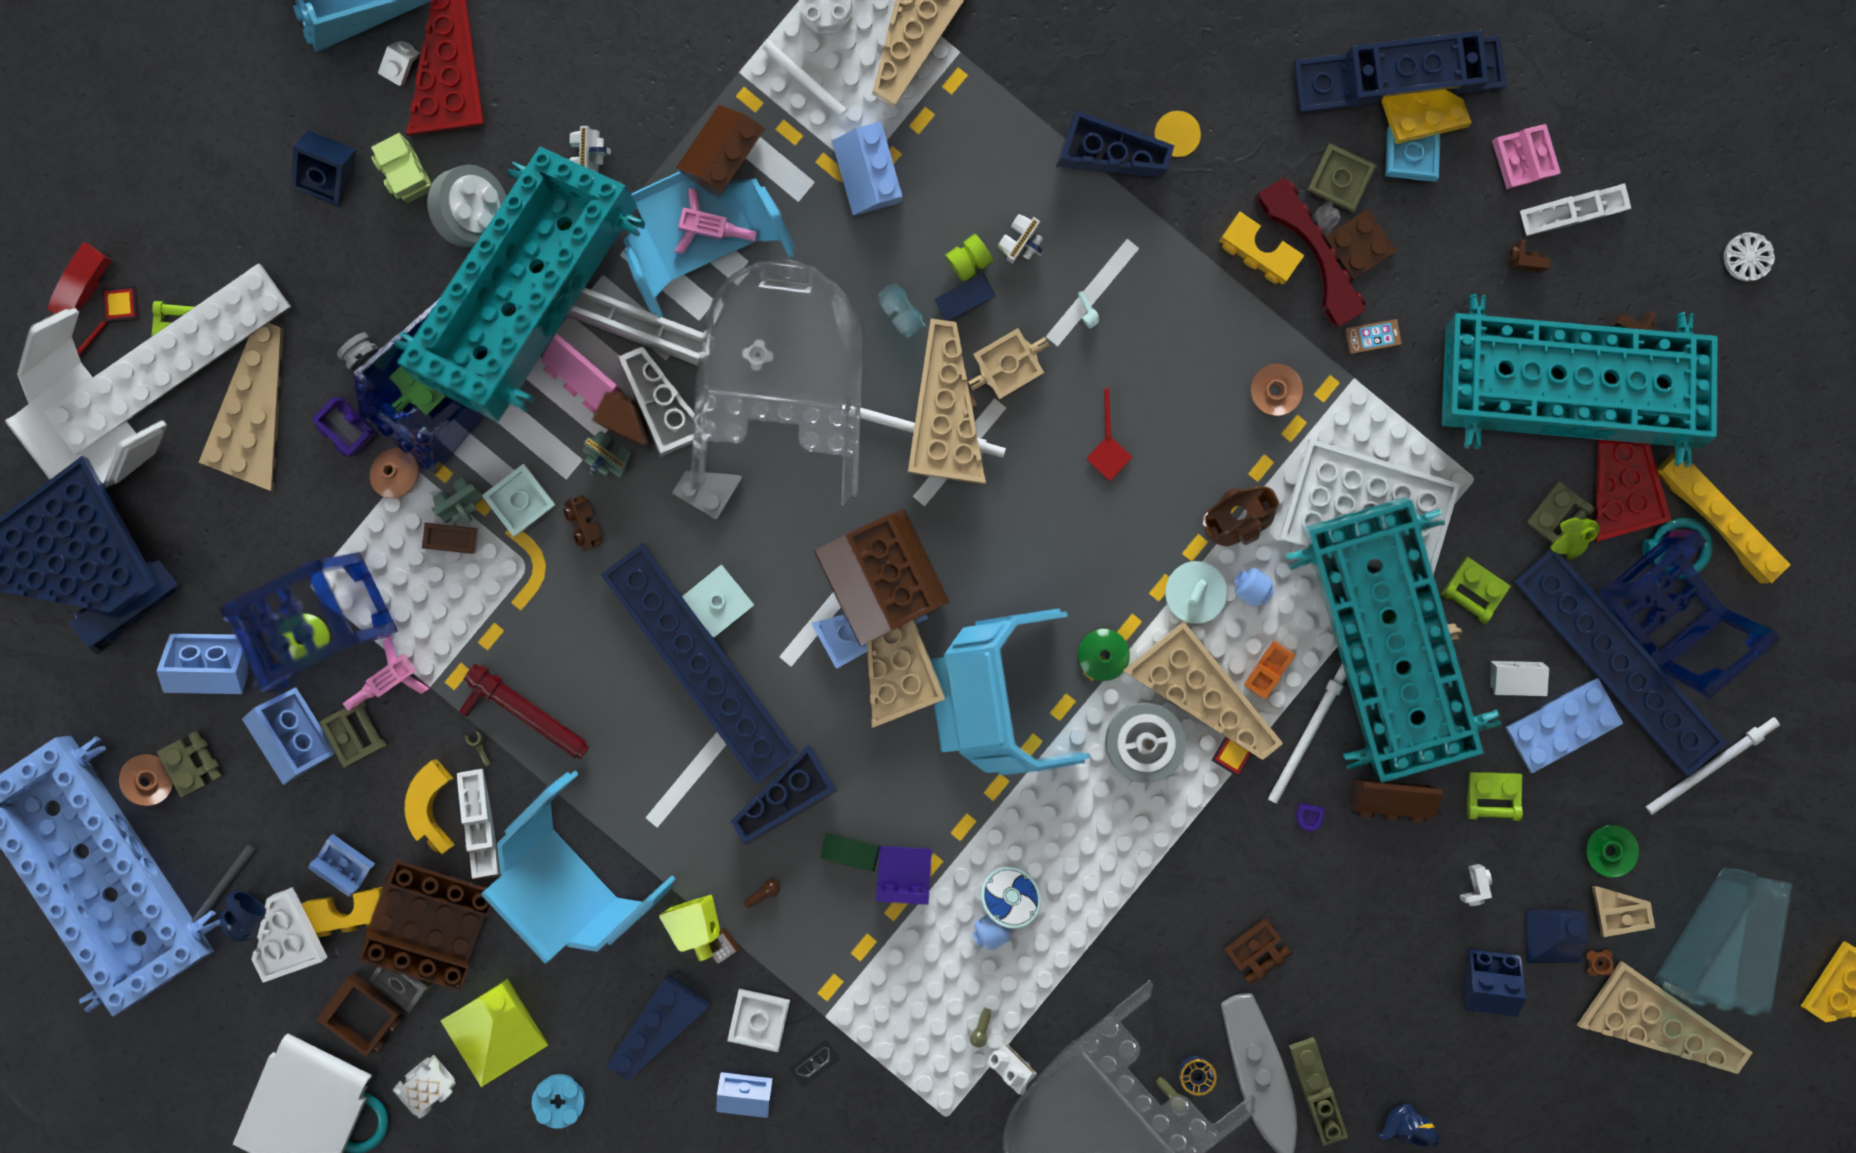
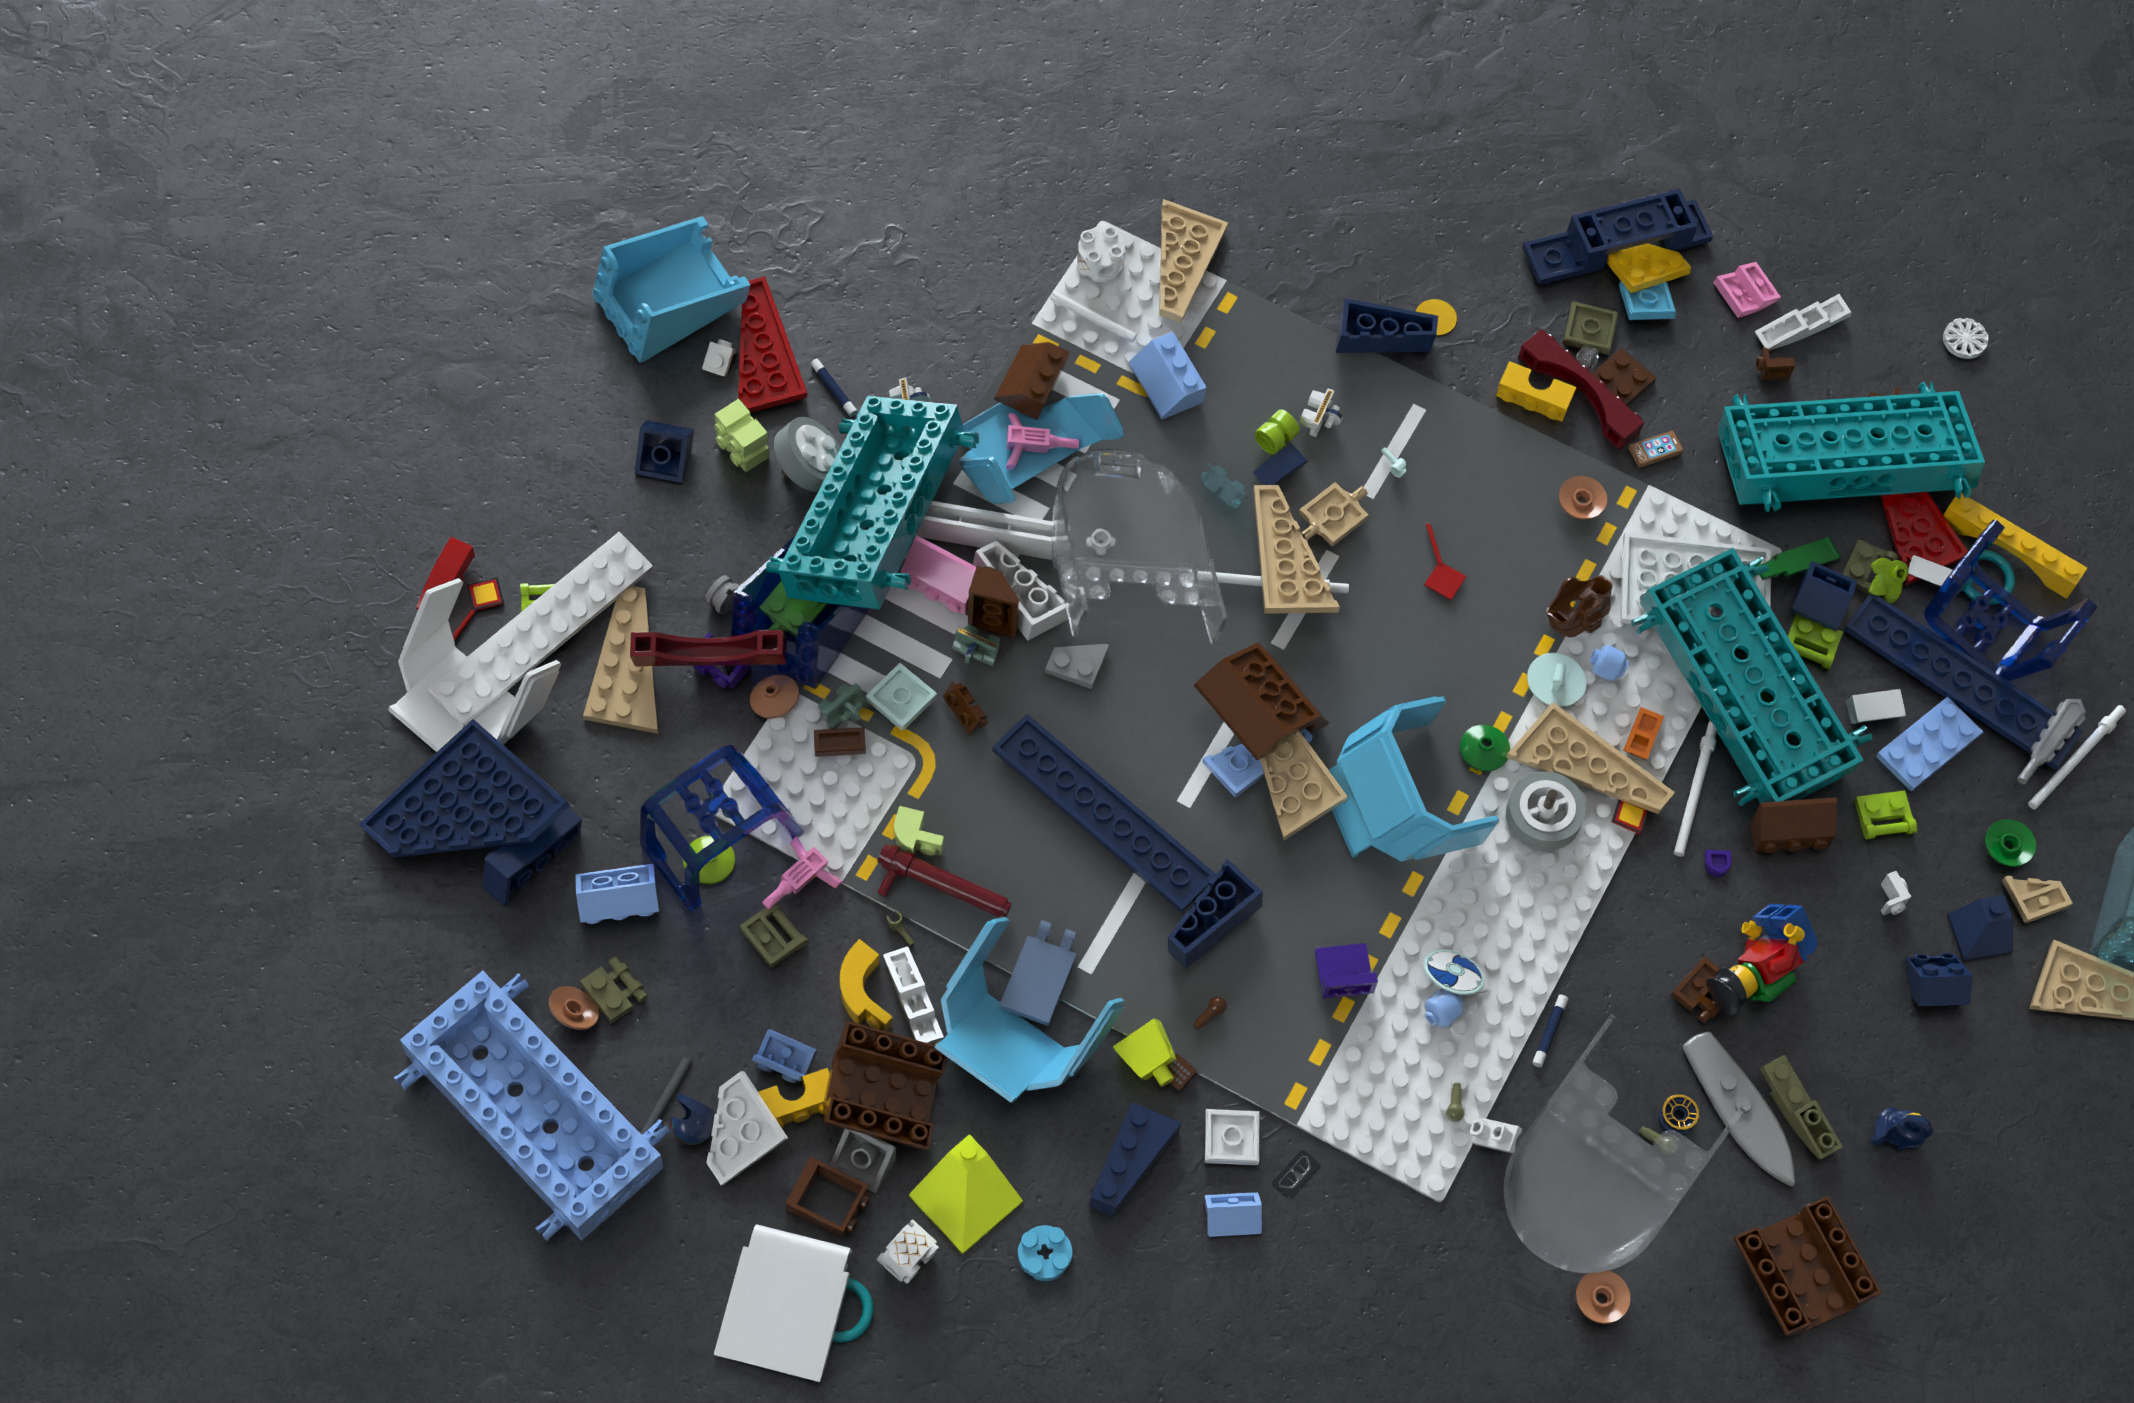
camera: 10 degrees left, 25 degrees down
(289, 735) = (710, 945): light blue slope -> none
(324, 422) = (754, 648): none -> dark red arch
(499, 653) = (909, 833): none -> yellowish green brick
(514, 117) = (833, 387): none -> dark blue bar
(603, 826) = (1039, 976): none -> sand blue tile
(718, 601) = (1110, 754): light aqua plate -> none
(850, 852) = (1287, 957): dark green slope -> none
(1094, 964) = (1550, 1031): none -> dark blue bar
(1326, 939) = (1766, 963): none -> piece
(1489, 498) = (1799, 558): none -> green piece
(1500, 547) = (1823, 596): none -> dark blue slope
(1606, 966) = (2035, 941): dark orange plate -> none
(1623, 535) = (1928, 570): none -> white sticker
(1703, 737) = (2060, 727): none -> light grey sword

